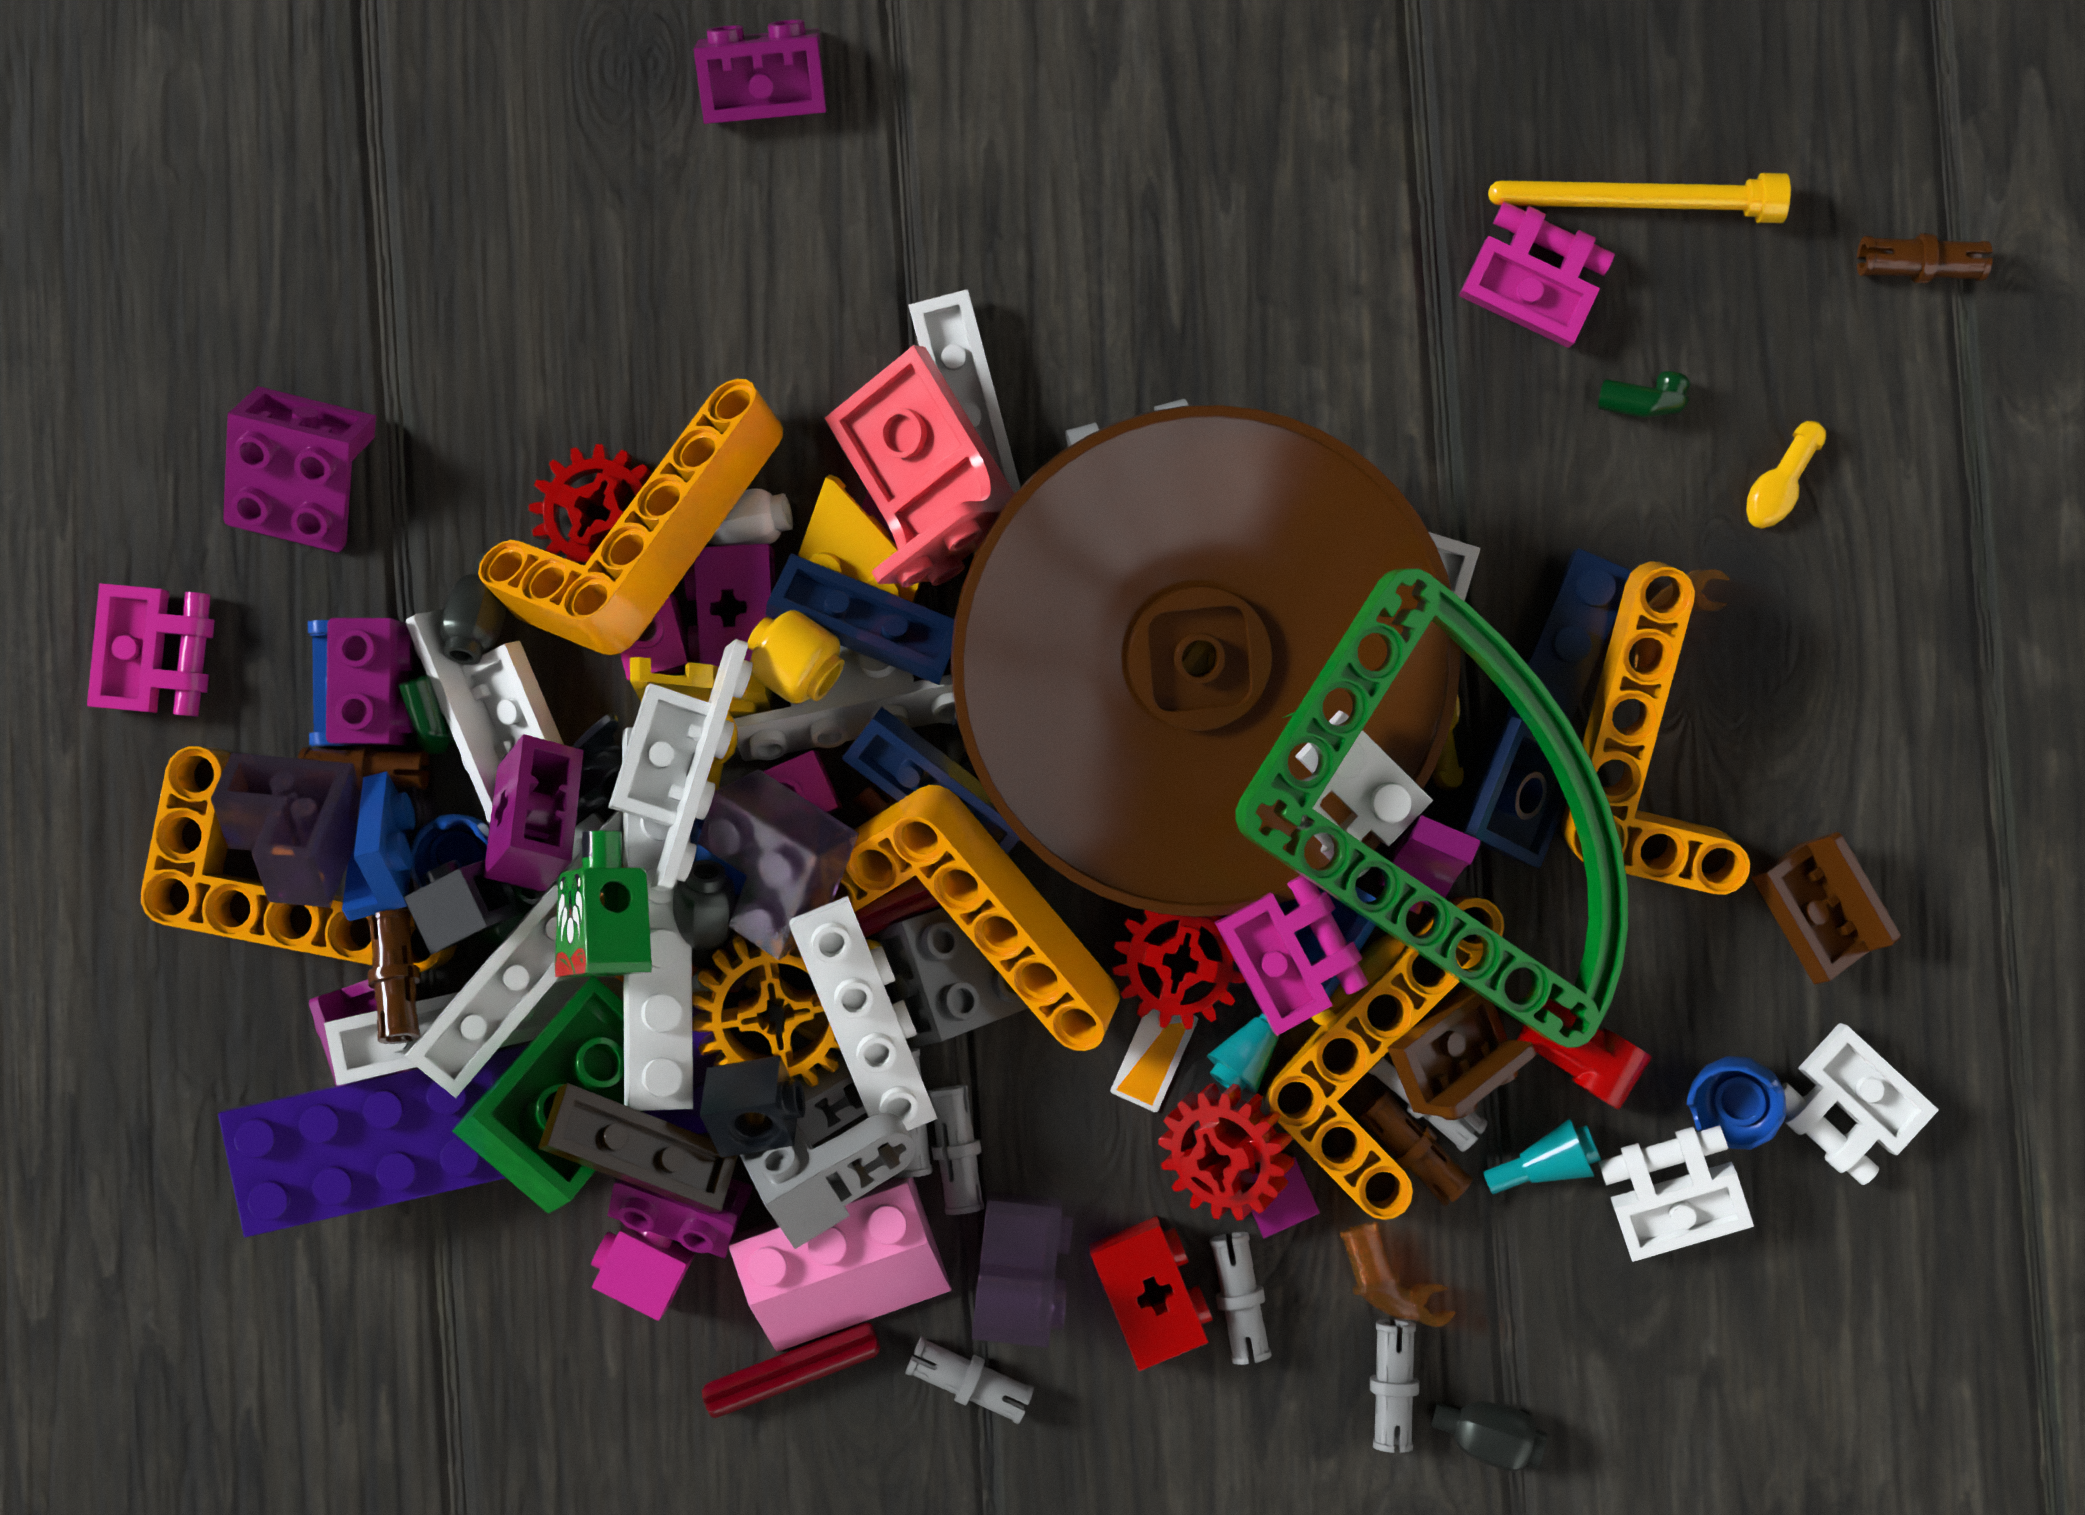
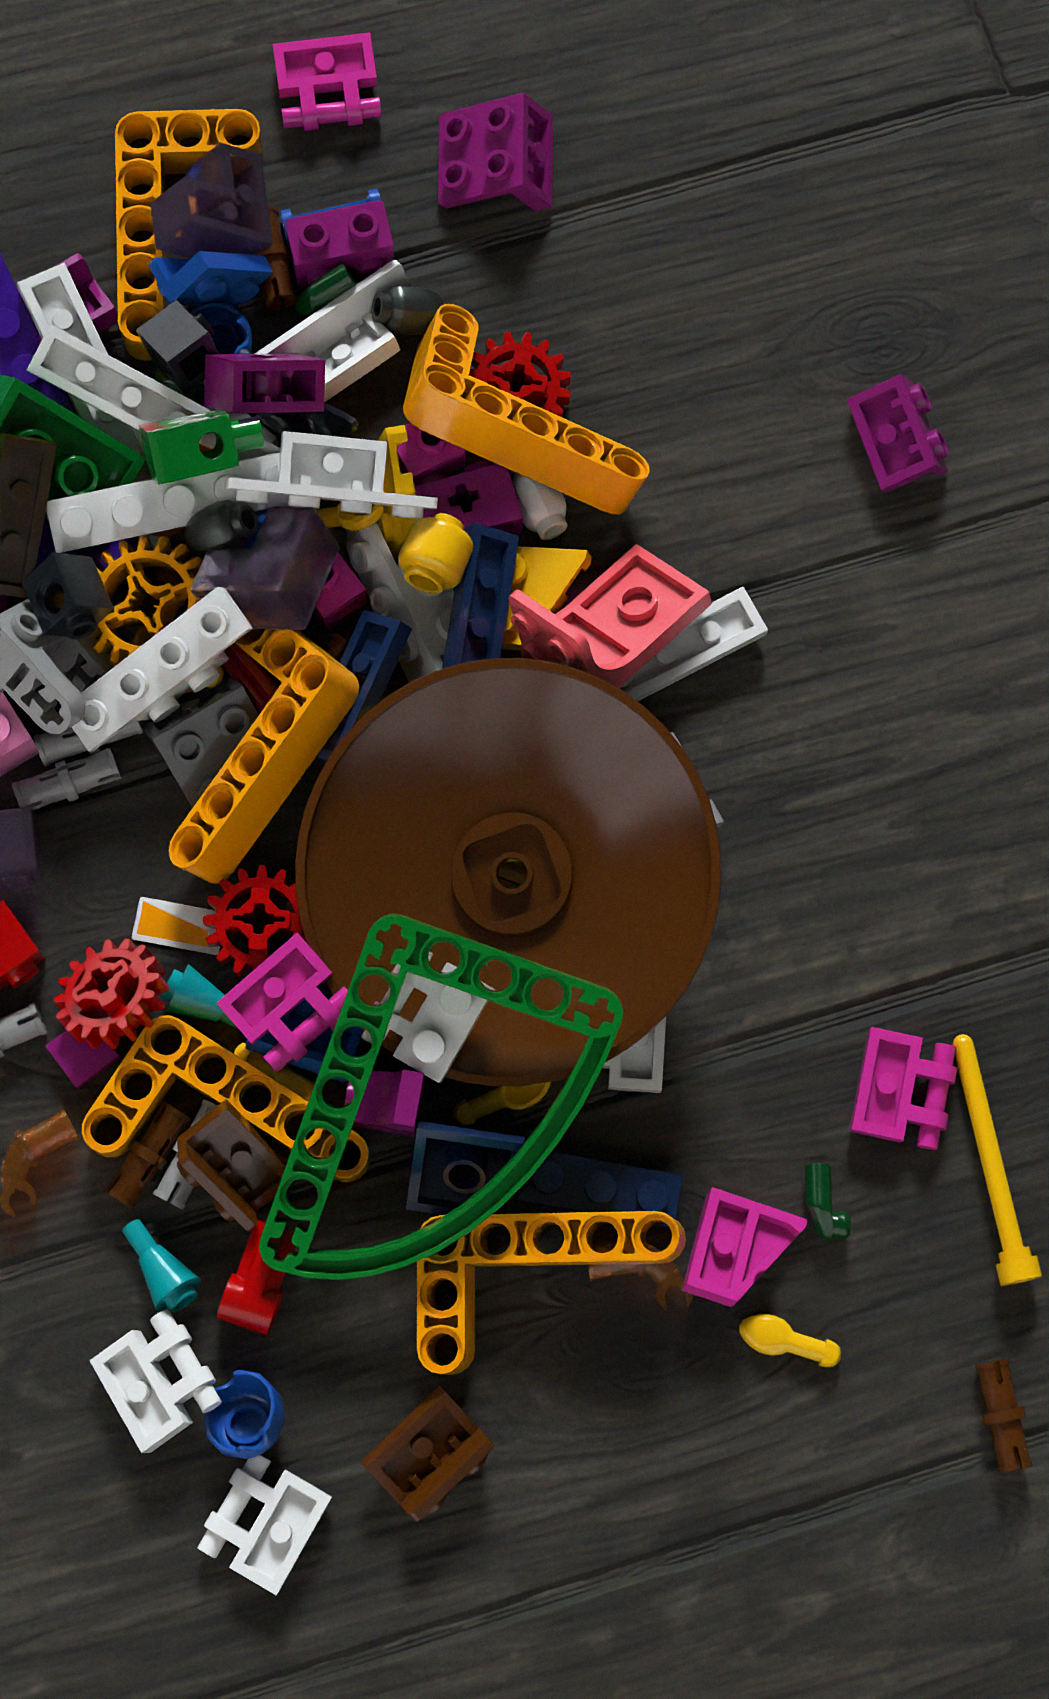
camera: 70 degrees right, 10 degrees down
(394, 977) = (111, 306): reddish brown pin -> none
(1673, 508) = (736, 1245): none -> dark pink wing

